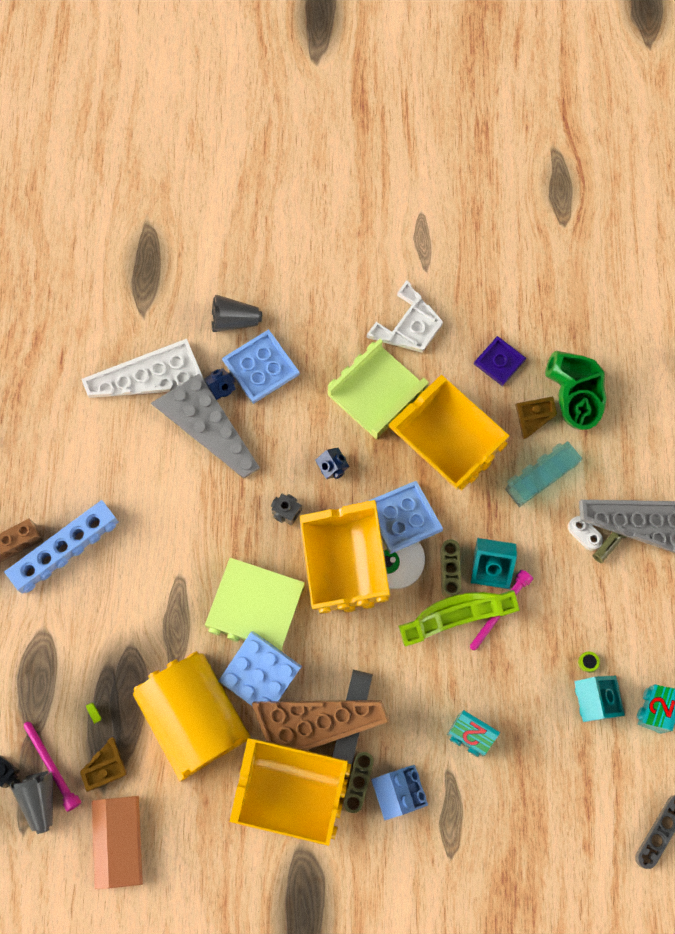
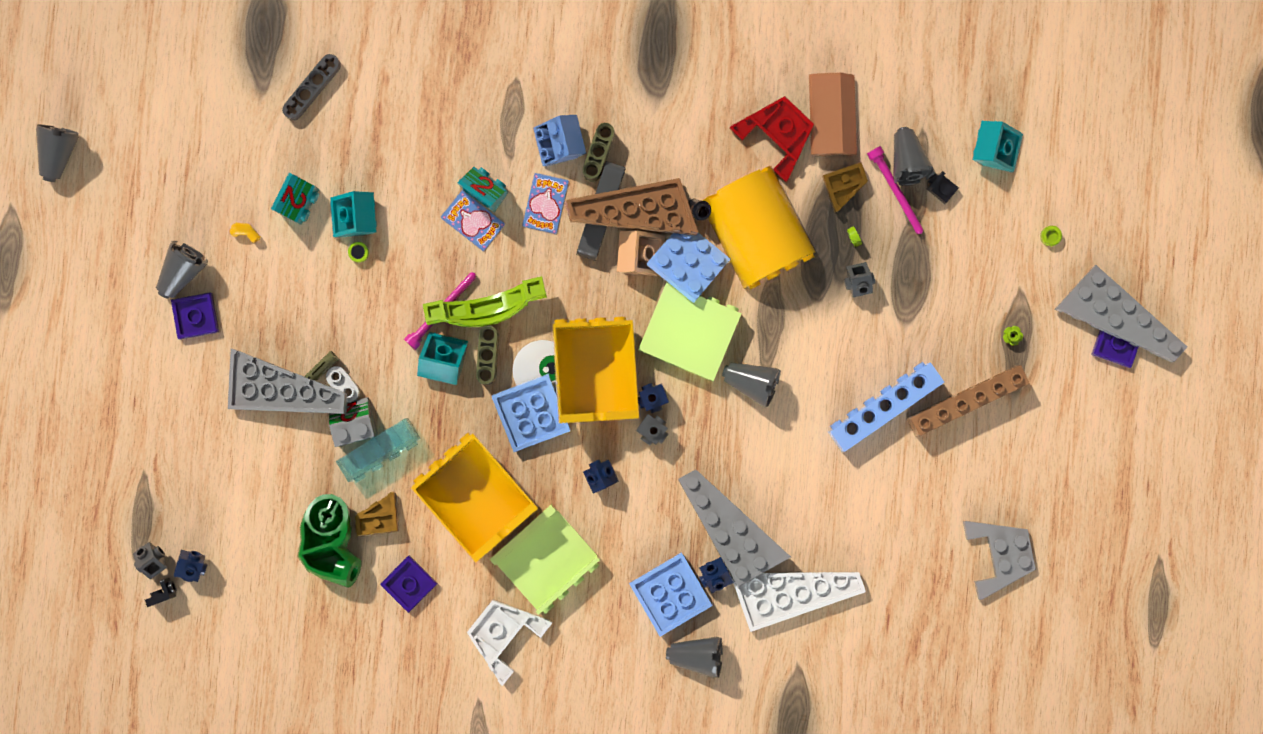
camera: 175 degrees left, 15 degrees up
(87, 667) = (859, 279): none -> dark grey brick
(166, 824) = (785, 126): none -> red wing
(191, 561) = (753, 381): none -> dark grey cone
(251, 728) = (700, 209): none -> black cone
(287, 545) = (658, 392): none -> dark blue brick
(290, 791) = (664, 144): yellow cylinder -> none
(311, 681) = (636, 250): none -> light nougat slope
(408, 726) = (545, 203): none -> sticker
(479, 701) = (472, 220): none -> sticker
(567, 493) = (354, 425): none -> light grey slope

